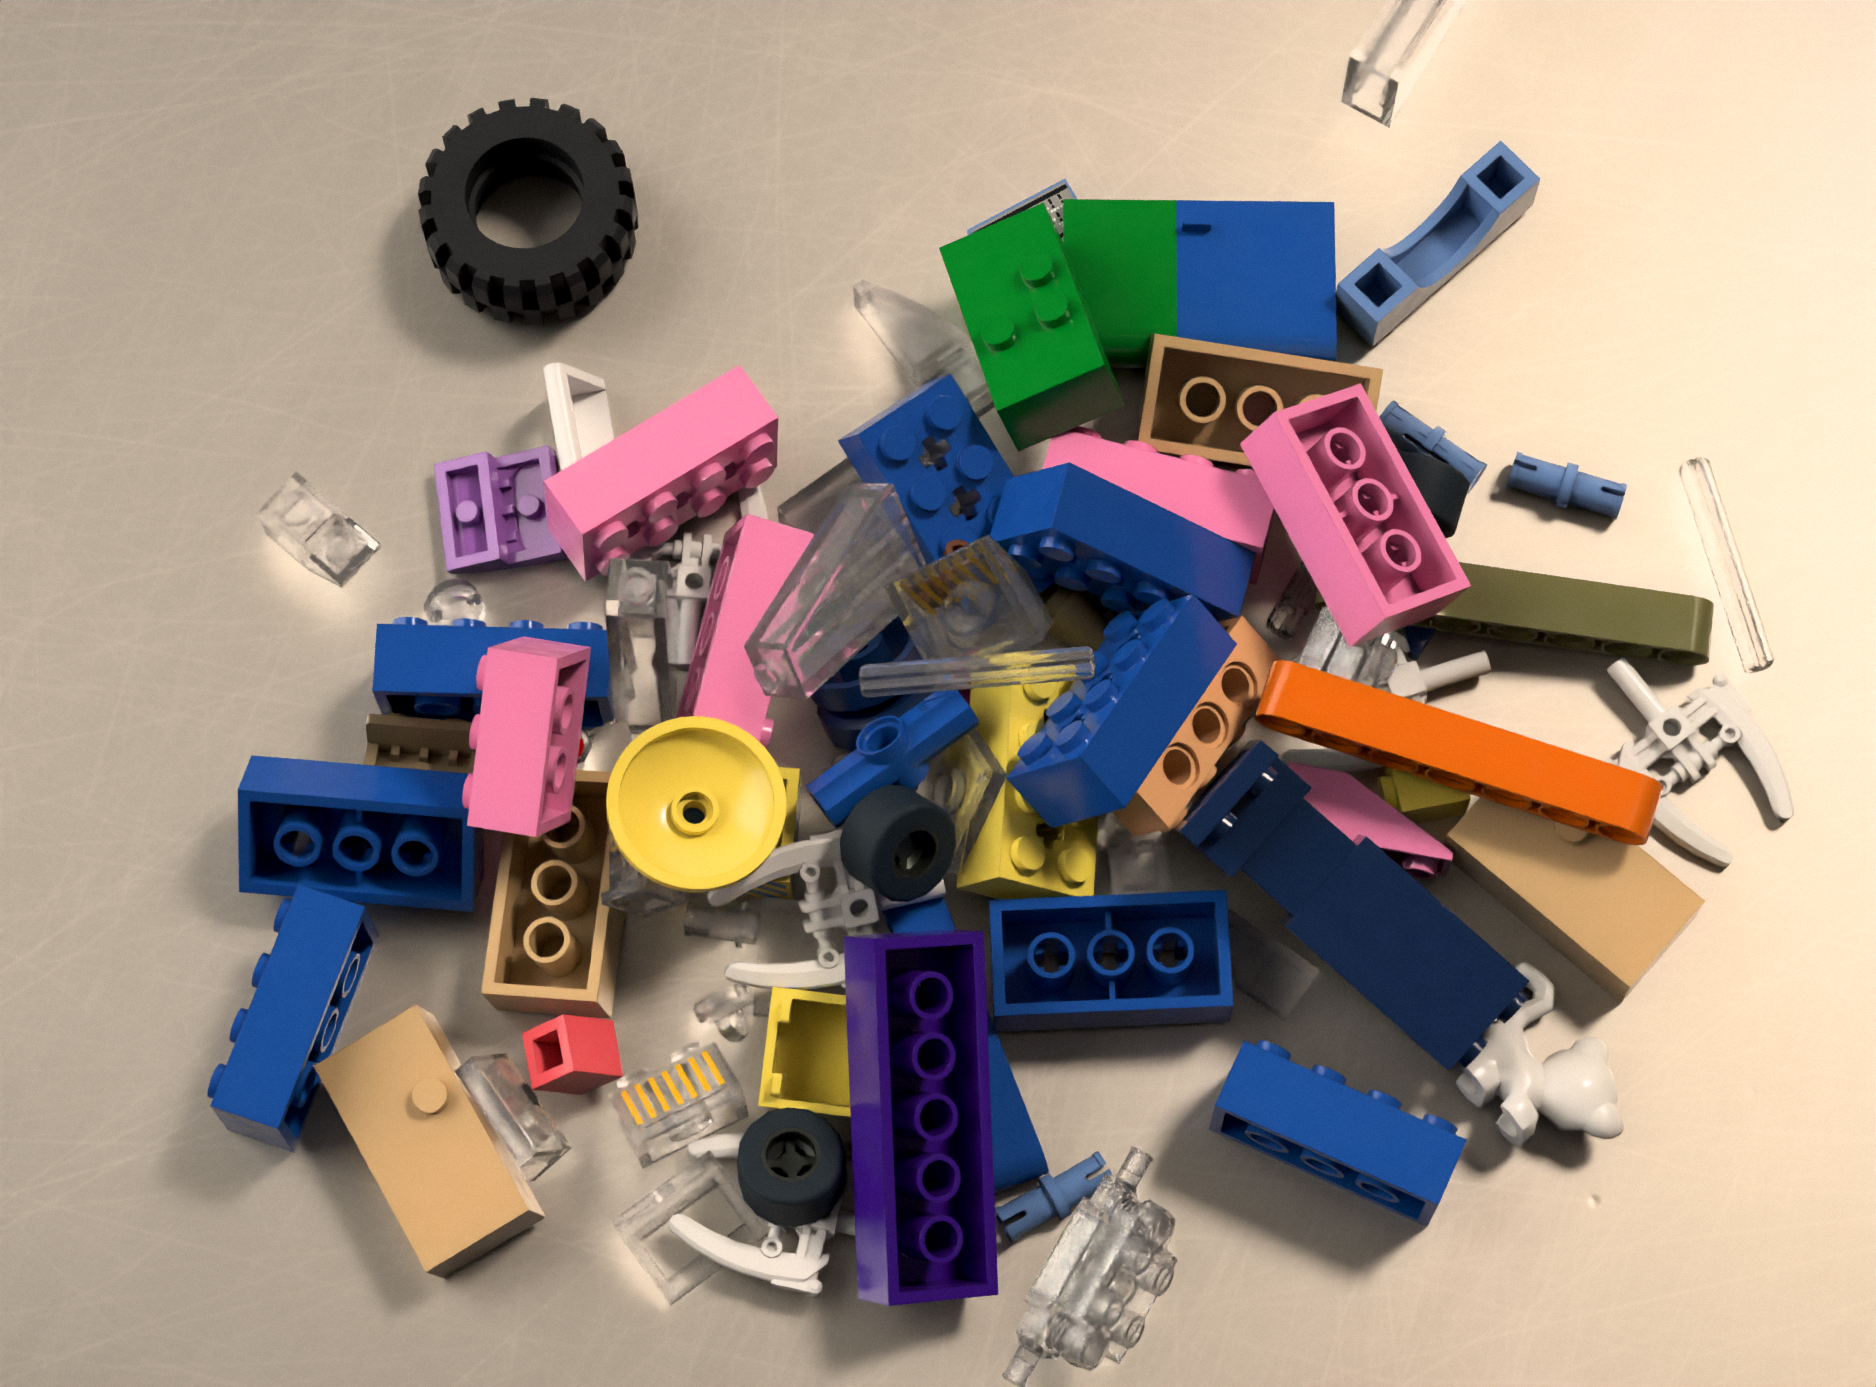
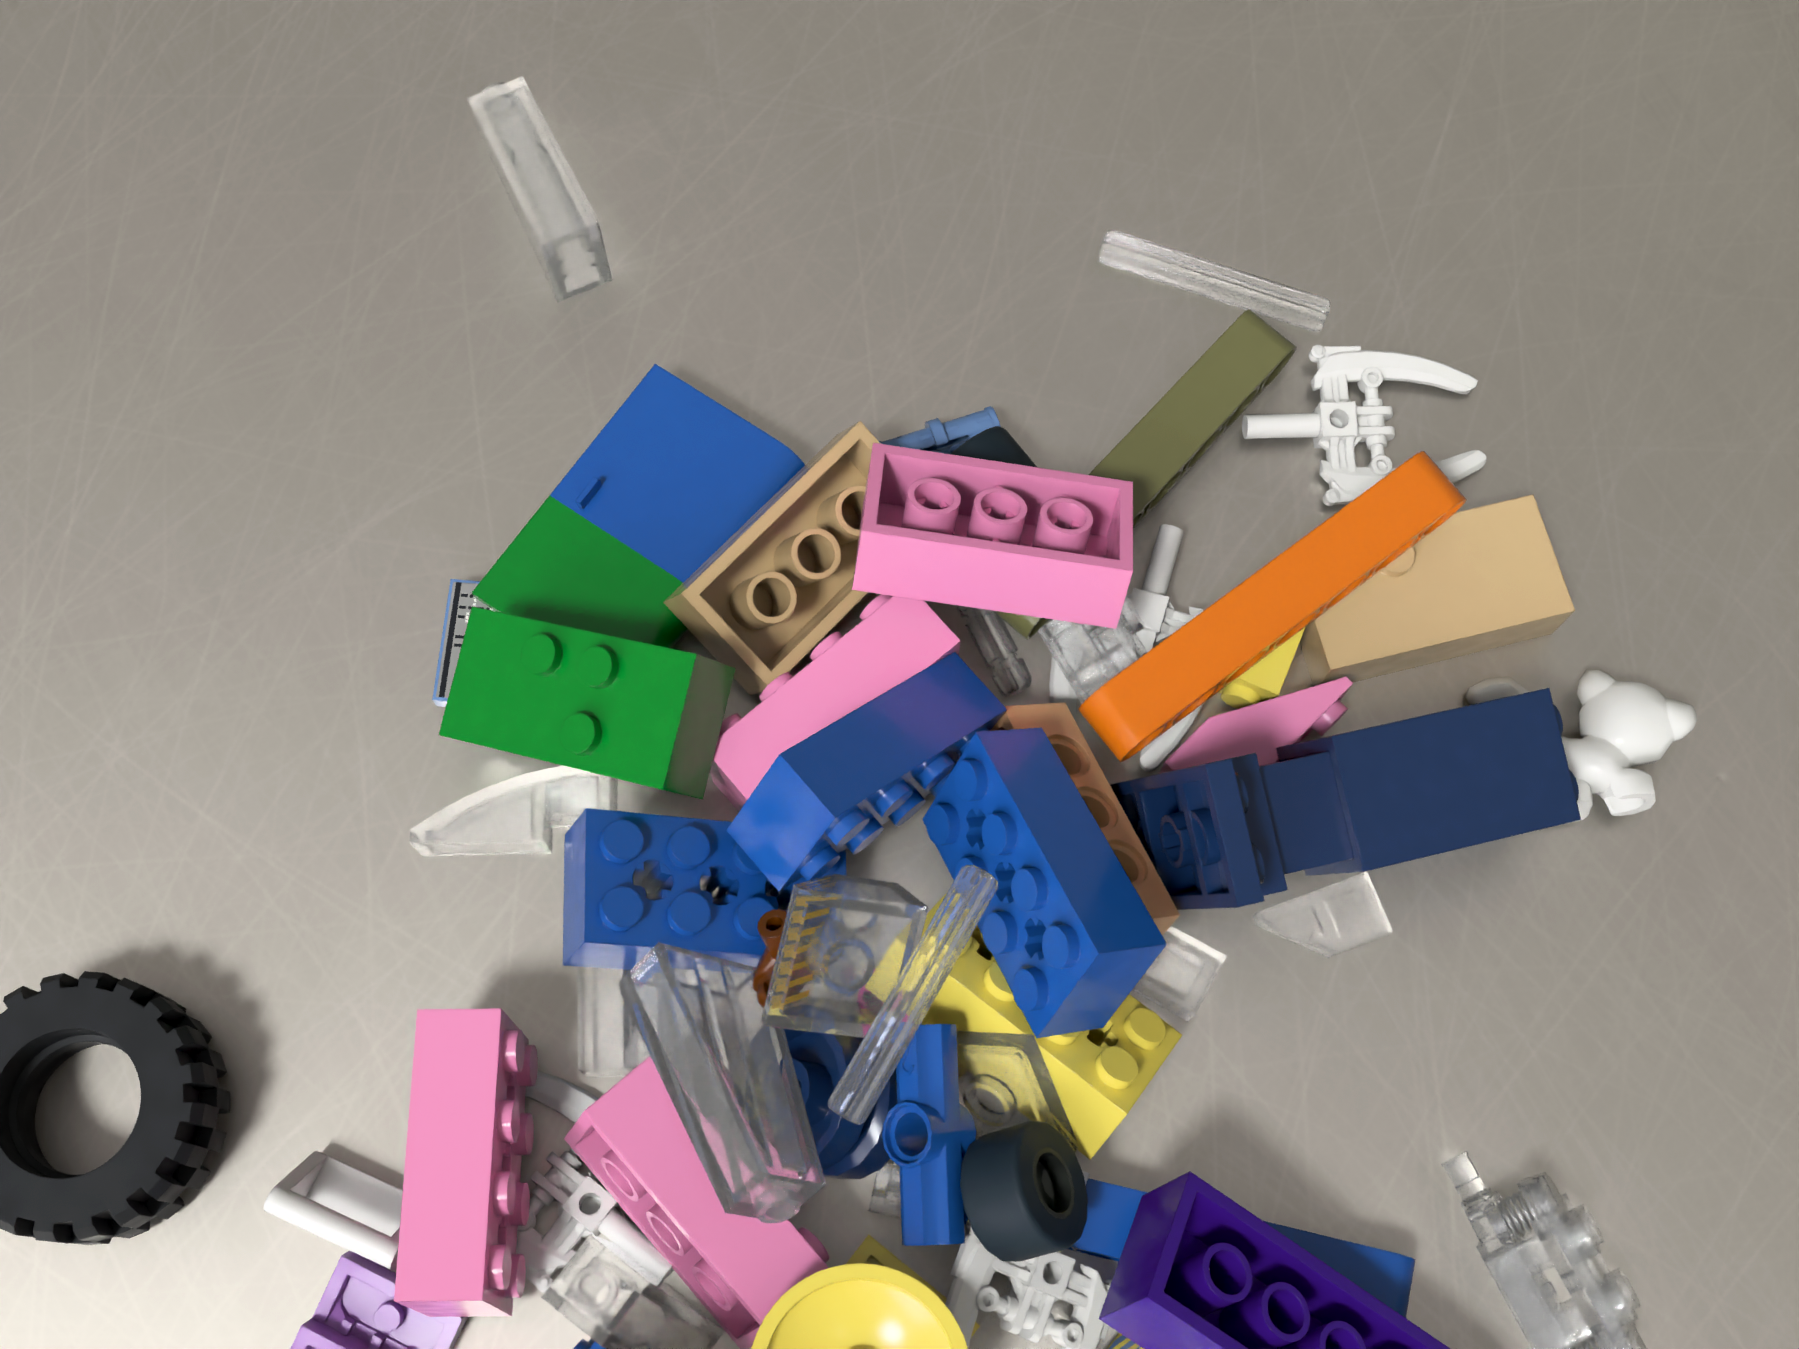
camera: 60 degrees left, 0 degrees up
(1051, 1197) = (1439, 1268): medium blue pin -> none
(1075, 619) = (895, 858): dark tan cone -> none
(1123, 924) = (1291, 1050): blue brick -> none
(1337, 1131) = (1560, 959): blue brick -> none
(1467, 220) = (759, 305): medium blue arch -> none
(1567, 485) = (1052, 356): medium blue pin -> none

